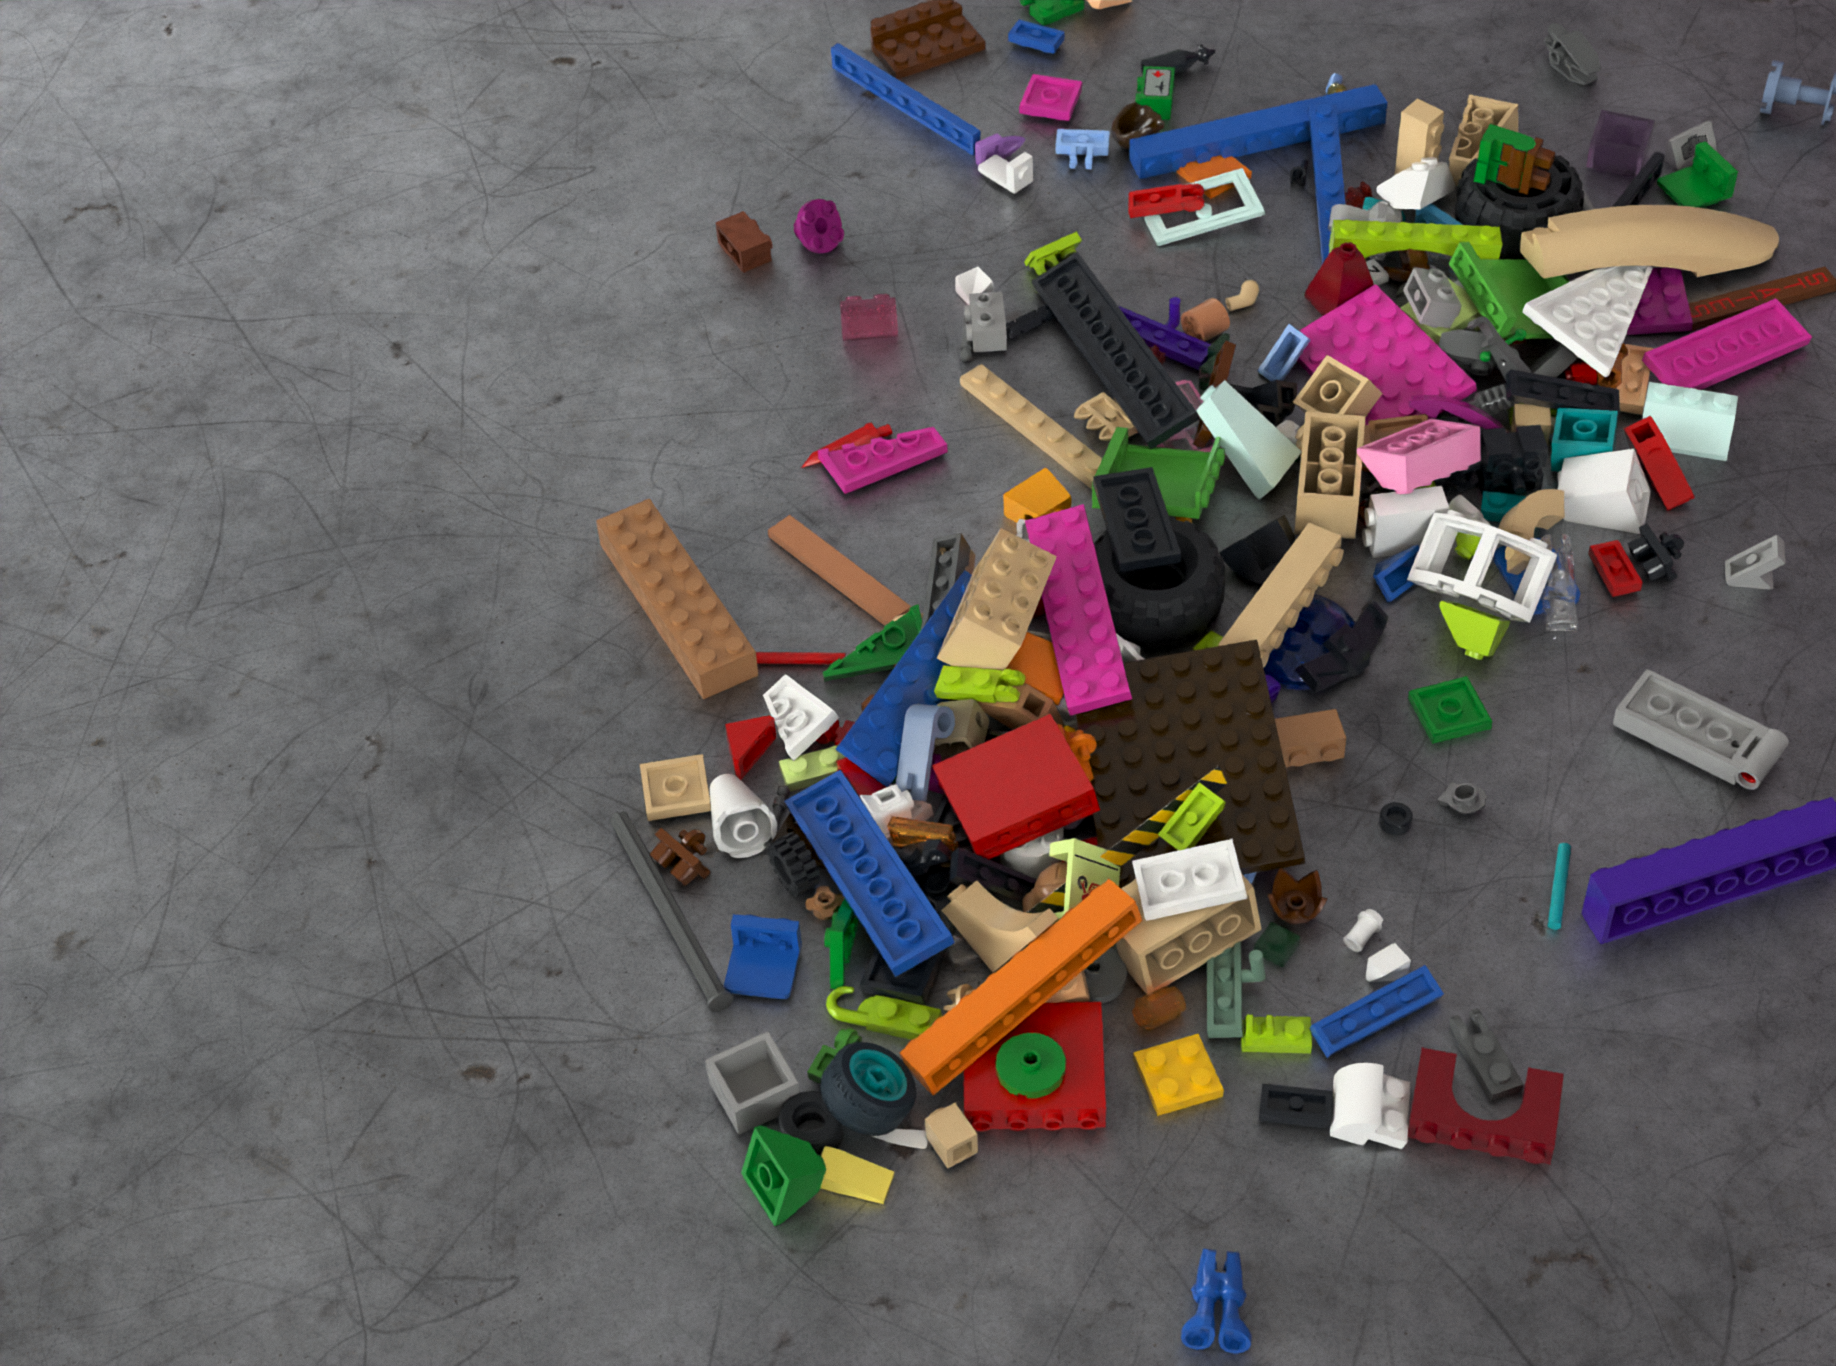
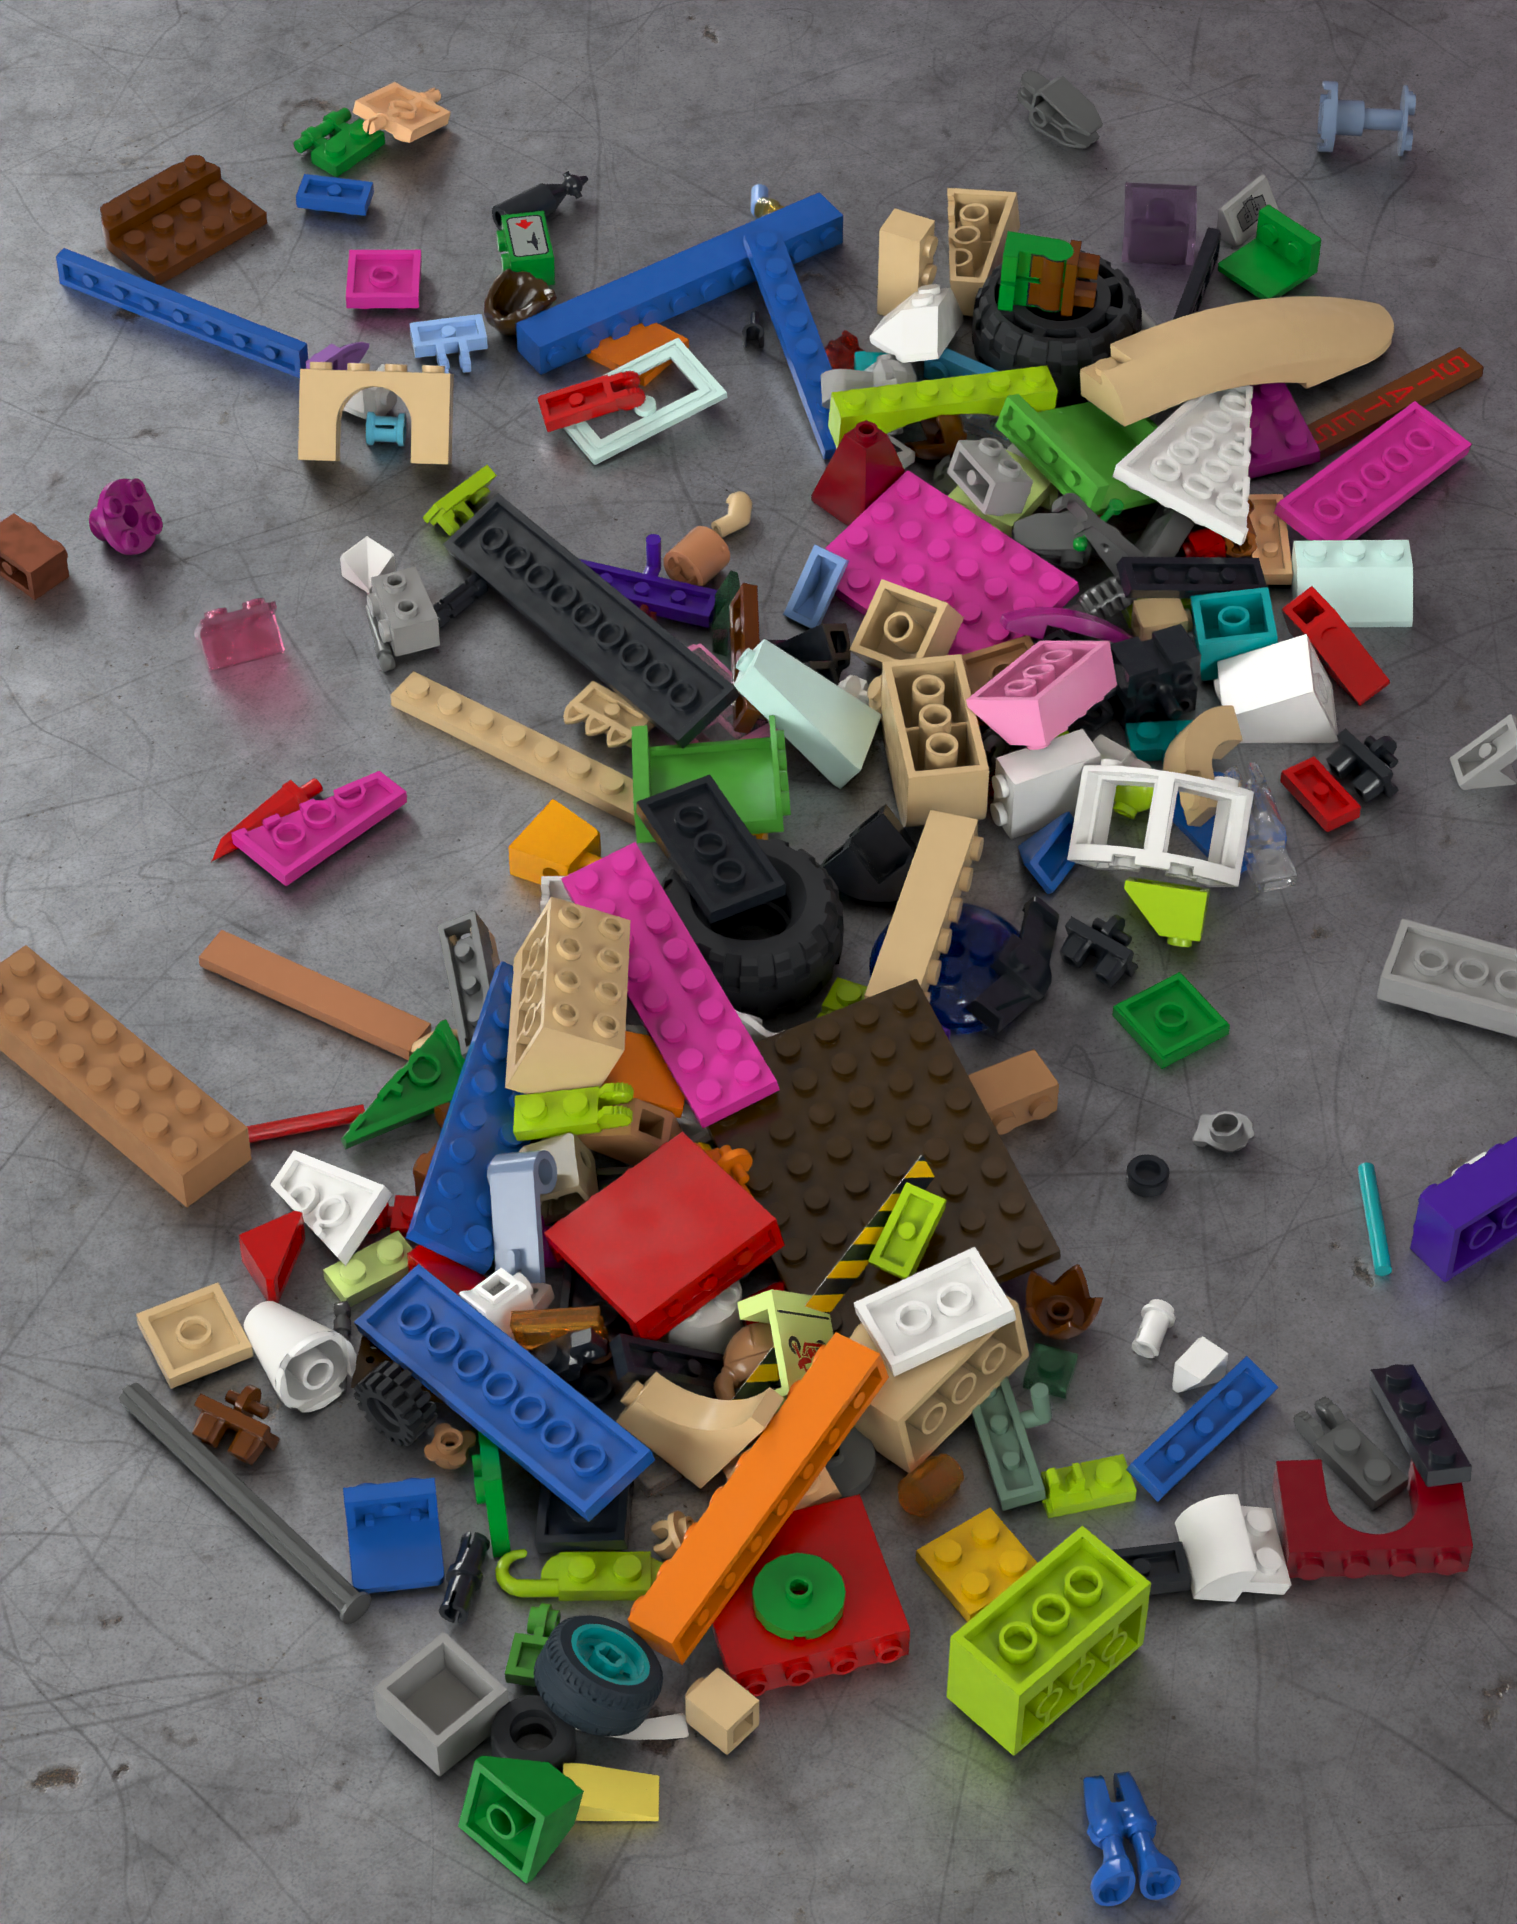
camera: 20 degrees left, 0 degrees up
(803, 997) = (464, 1577): none -> black pin
(979, 164) = (327, 392): none -> tan arch
(1017, 197) = (386, 429): none -> medium azure bush
(1203, 1139) = (1047, 1640): none -> lime brick
(1419, 655) = (1104, 942): none -> black hips
(1542, 1046) = (1420, 1425): none -> black plate

